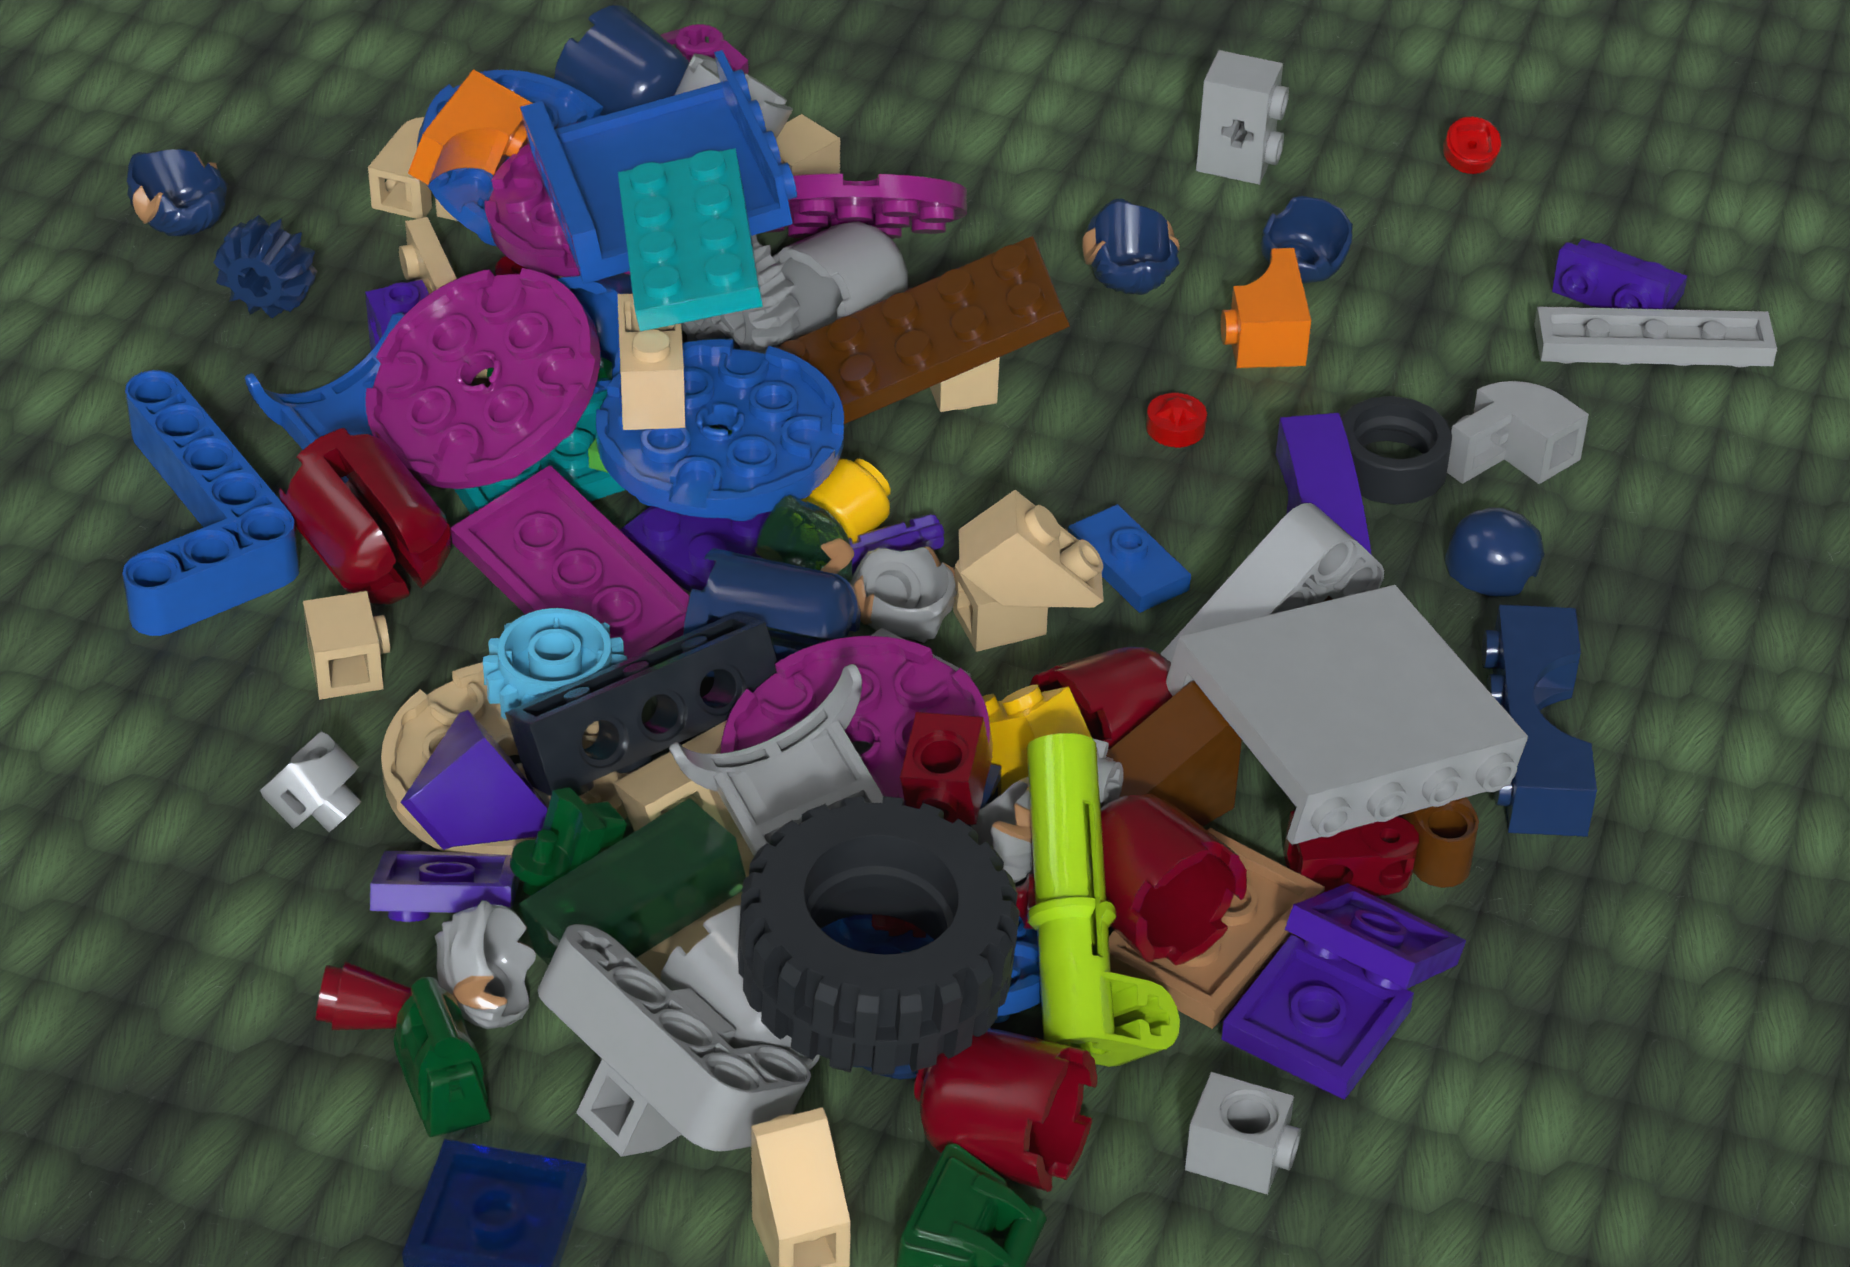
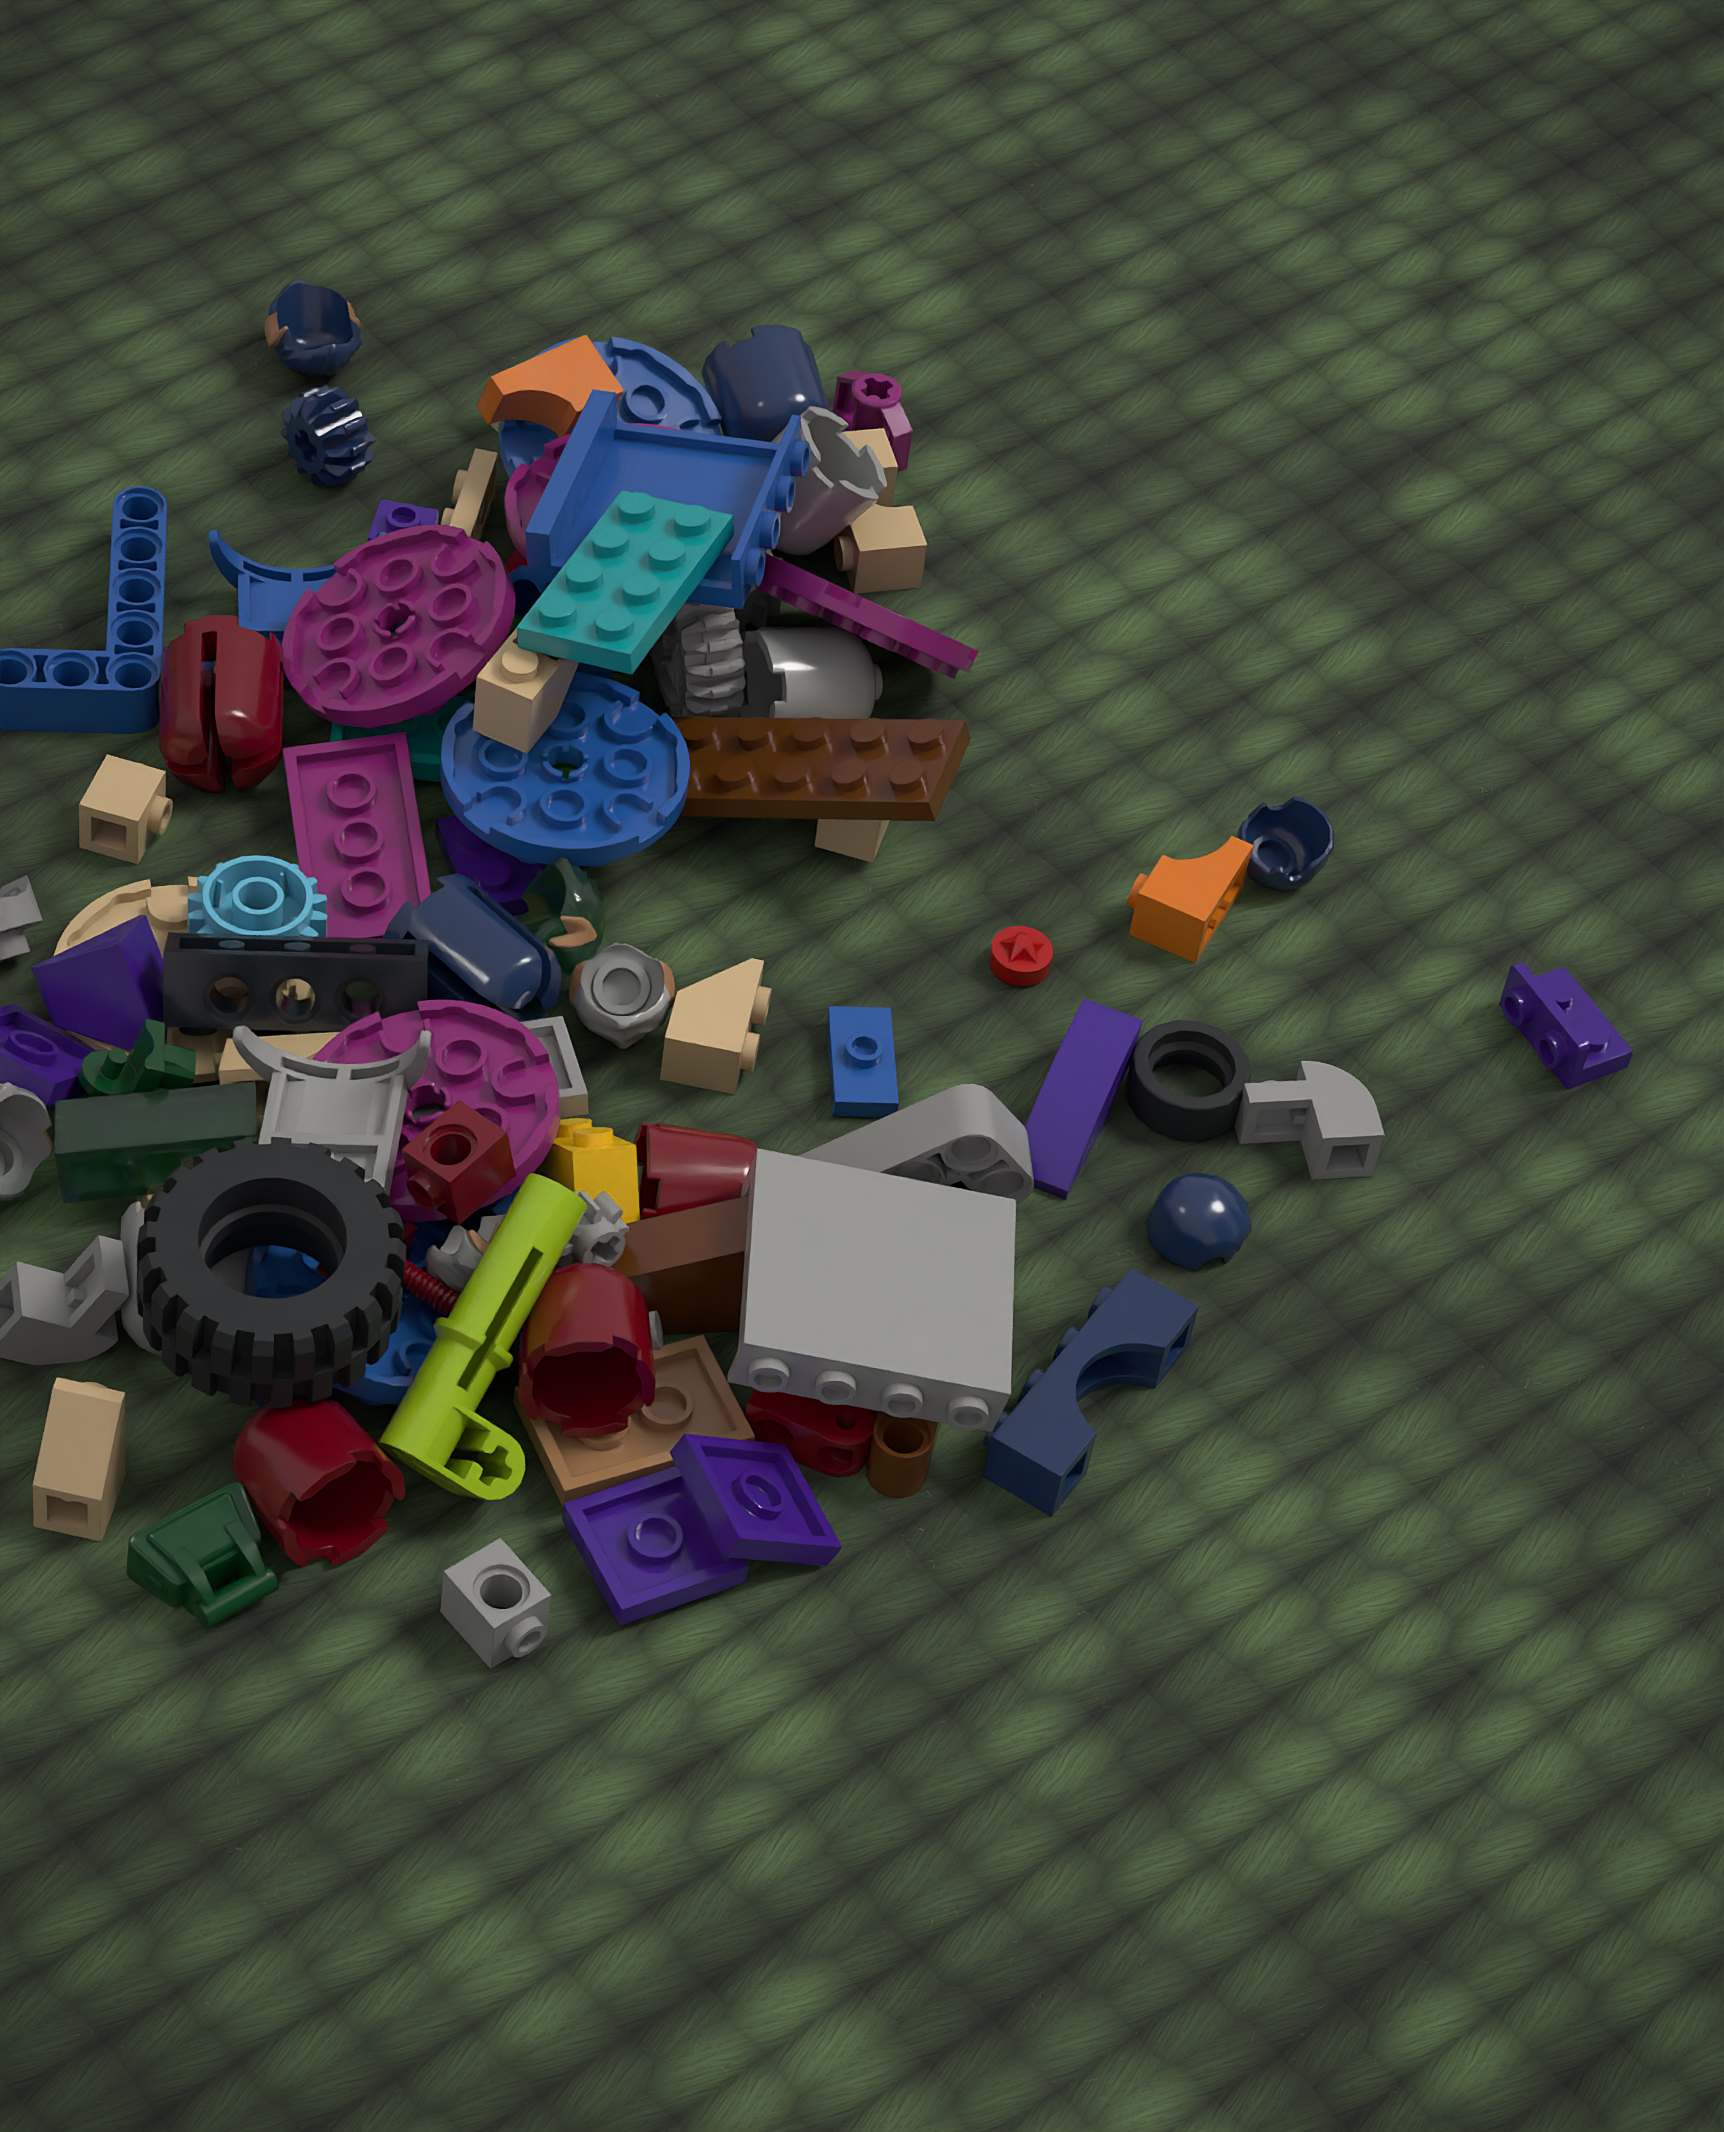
camera: 25 degrees right, 5 degrees up
(666, 1048) = (61, 1280): light grey beam -> none
(854, 496) = (646, 890): yellow head -> none
(923, 532) = (665, 944): dark purple axle -> none
(1028, 558) = (729, 1017): tan slope -> none
(1130, 247) = (1111, 772): dark blue hair -> none
(1241, 117) = (1319, 694): light grey brick -> none
(1472, 145) = (1543, 825): red tile -> none
(1655, 336) = (1544, 1094): light grey plate -> none

